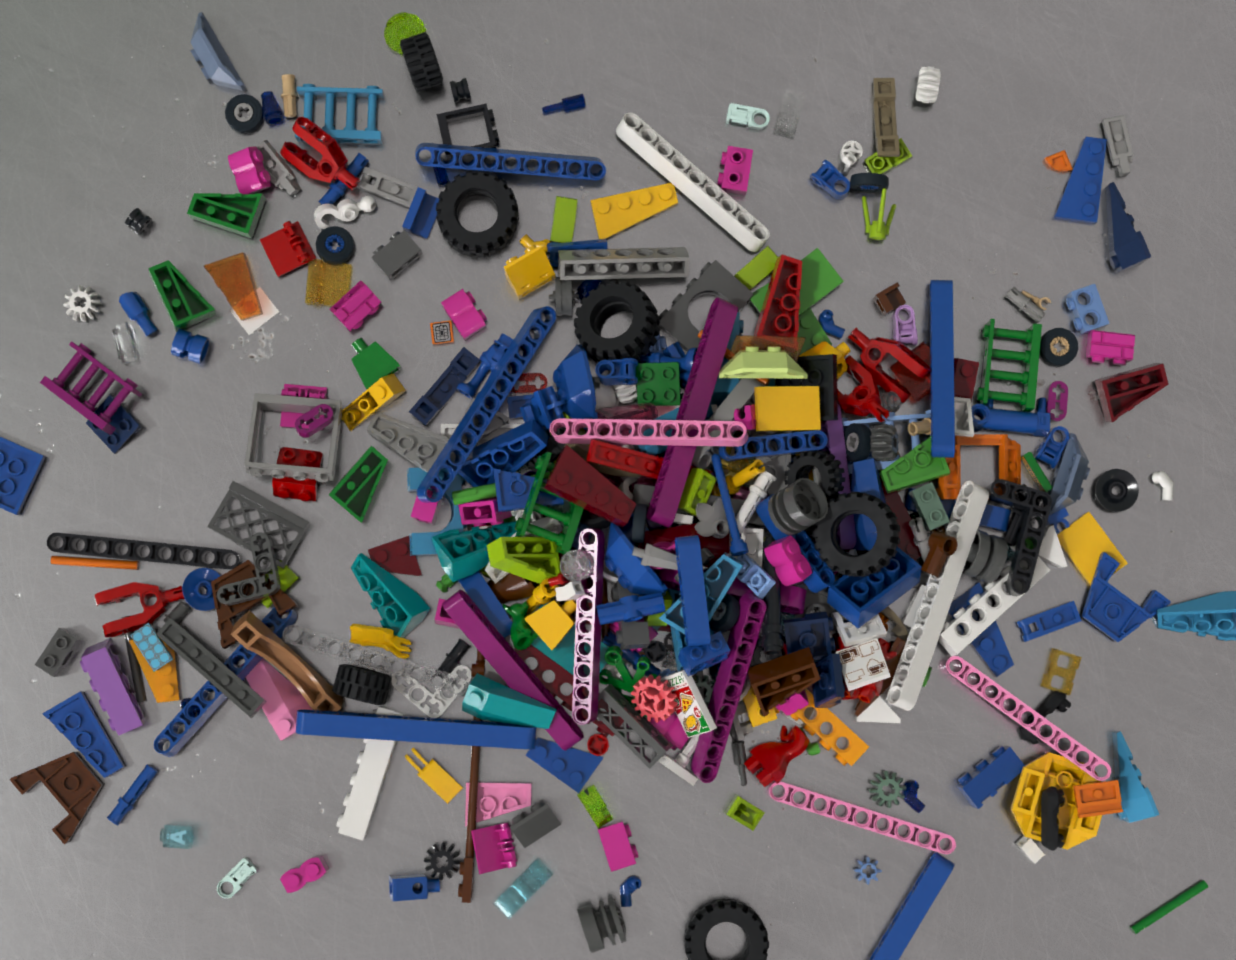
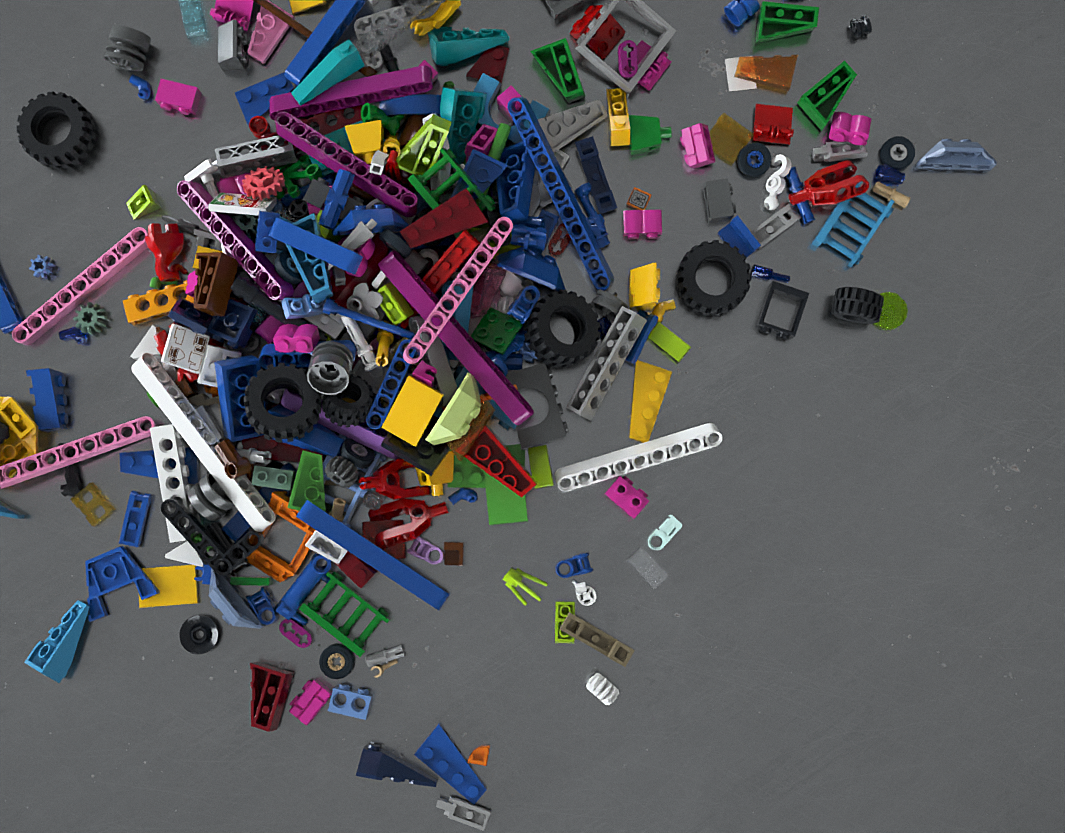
camera: 130 degrees right, 0 degrees up
(460, 90) = (818, 324): black wheel -> none
(502, 154) = (737, 317): blue beam -> none
(567, 103) = (758, 400): clear blue axle -> none
(577, 565) = (393, 178): clear wheel -> none
(595, 806) = (217, 99): clear neon green leg -> none
(869, 182) = (554, 593): black bush -> none
(1167, 484) = (180, 677): white arm -> none

